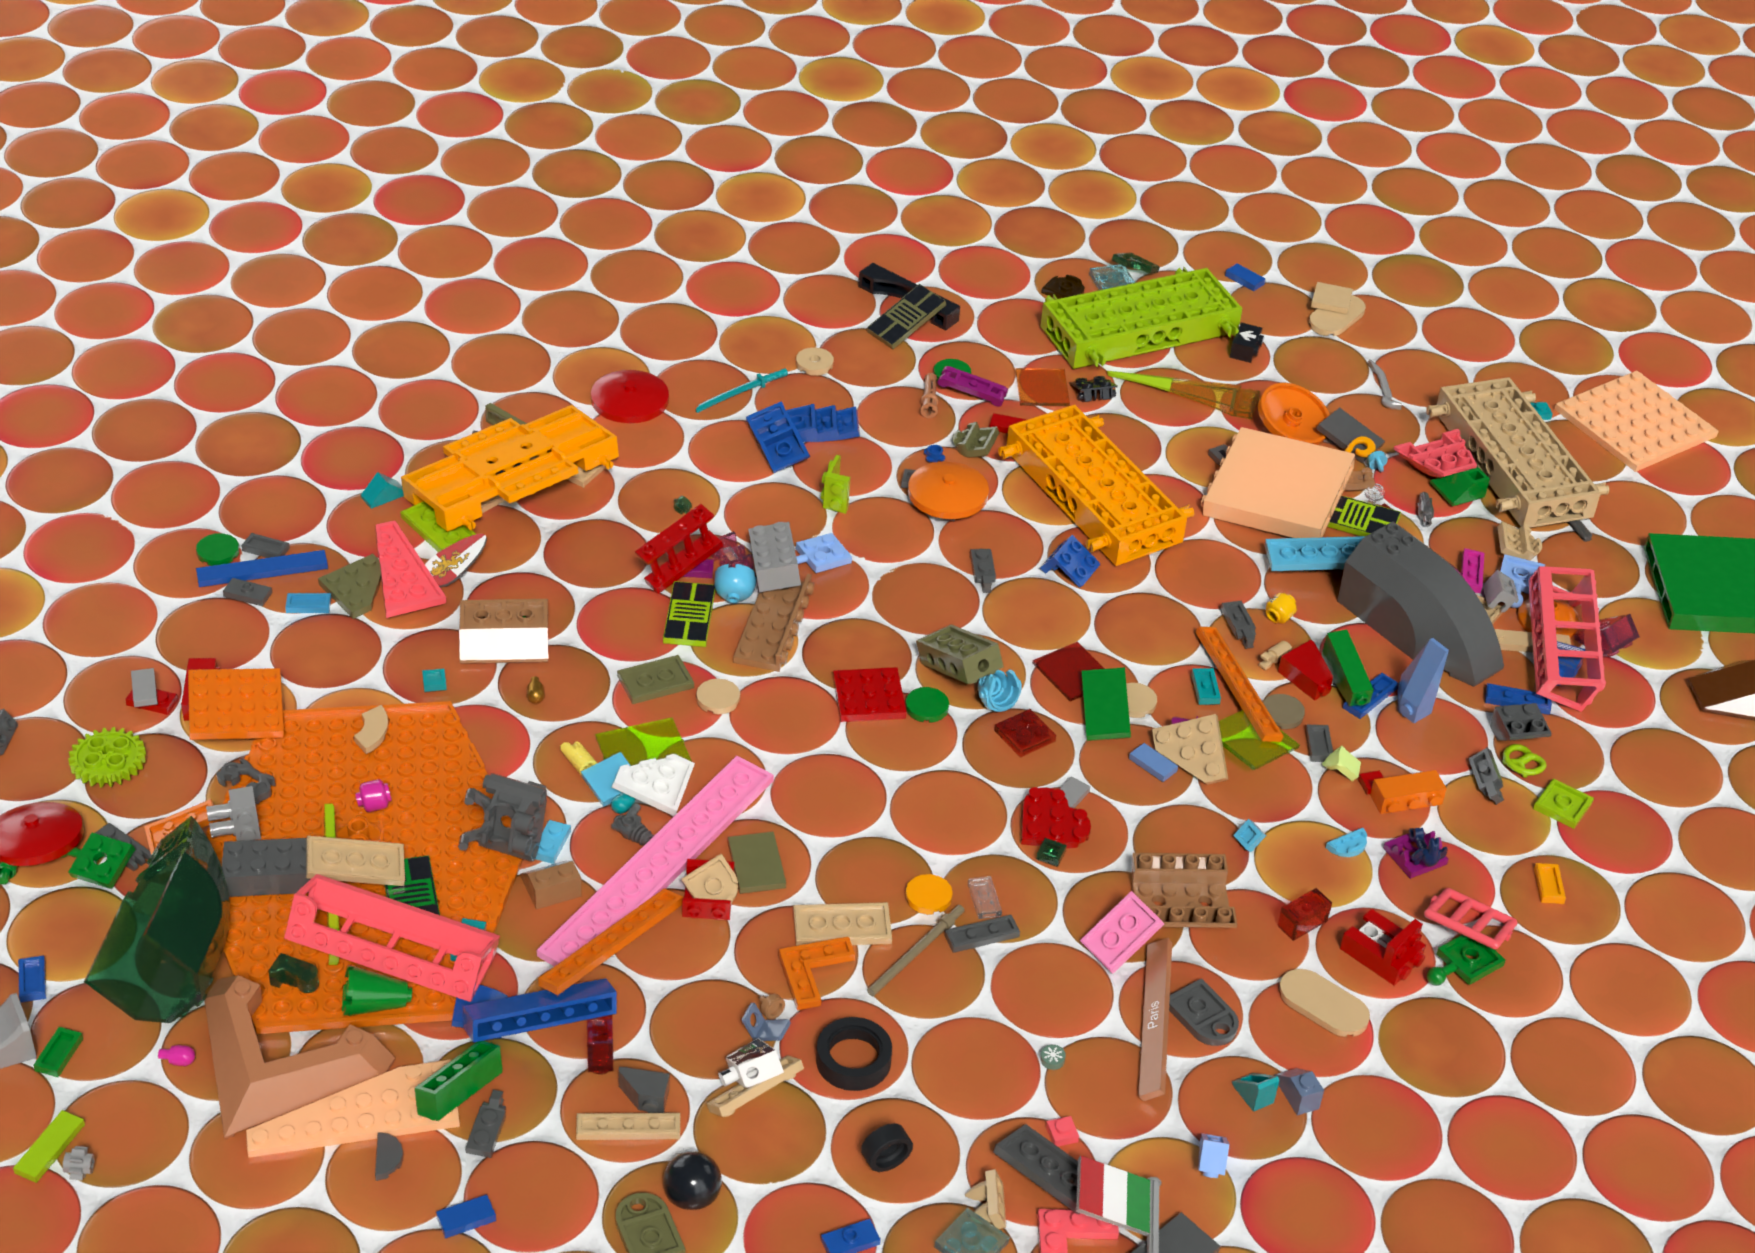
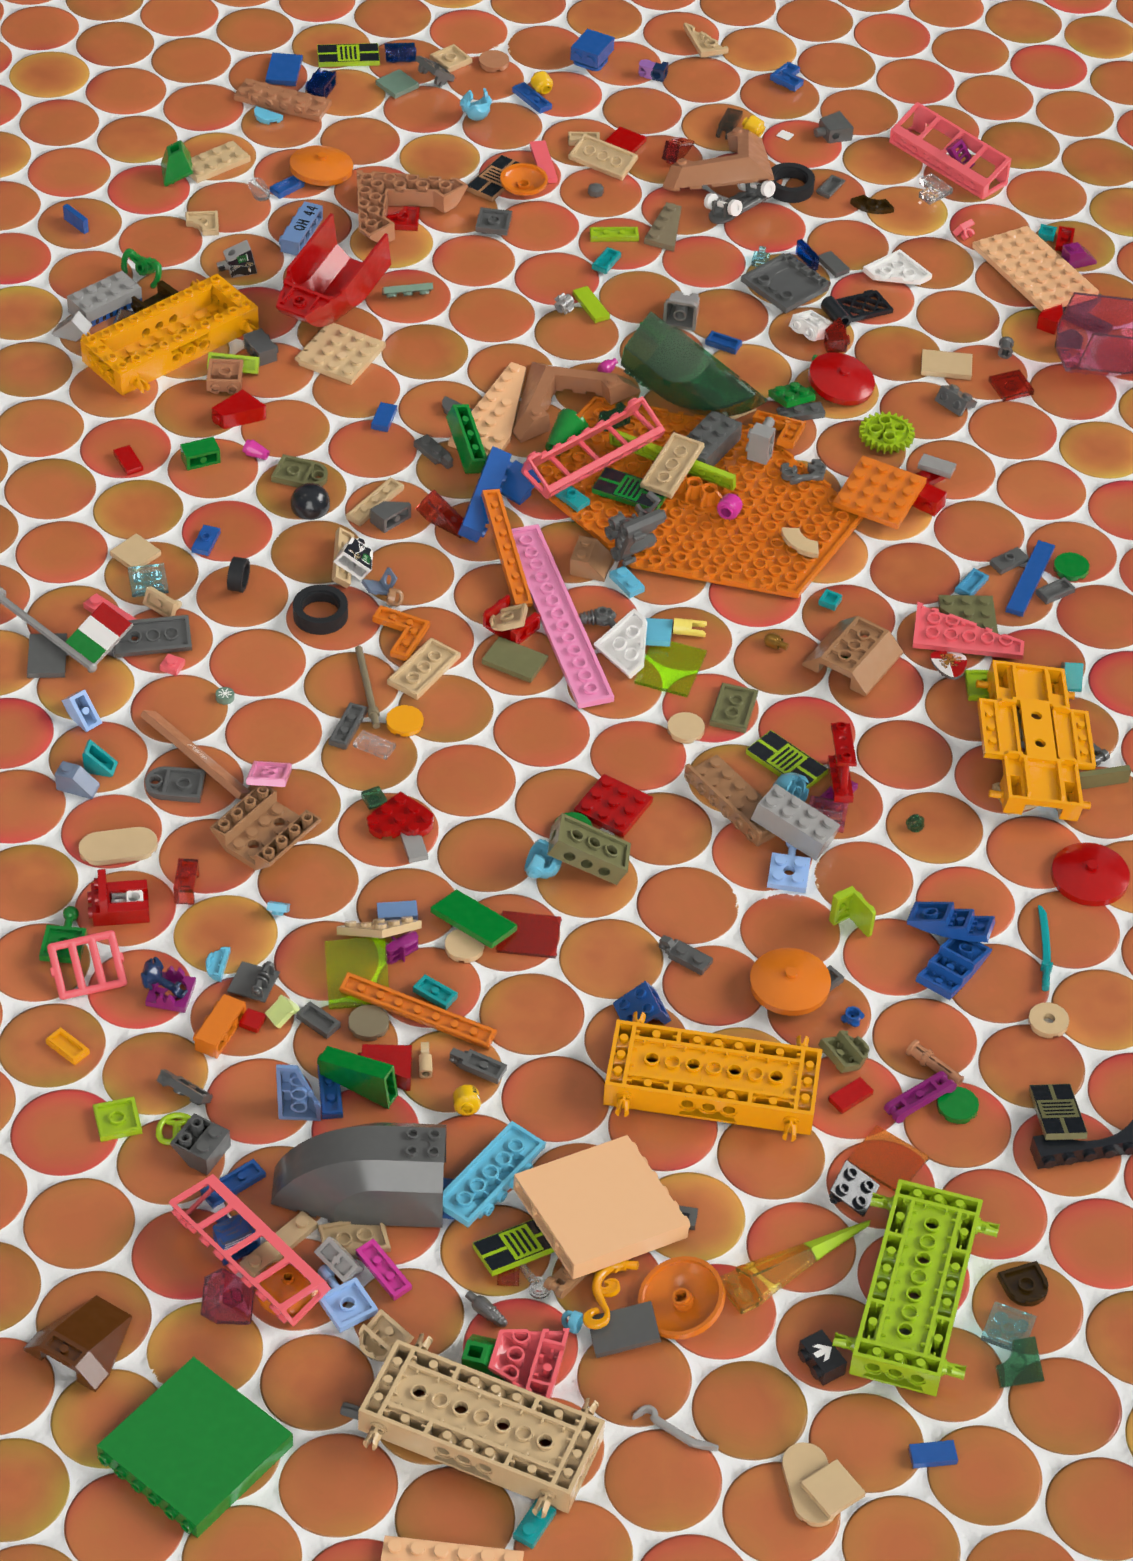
camera: 130 degrees right, 5 degrees up
(1025, 733) = (494, 862): clear red plate -> none
(1338, 804) = (254, 981): none -> dark grey hinge

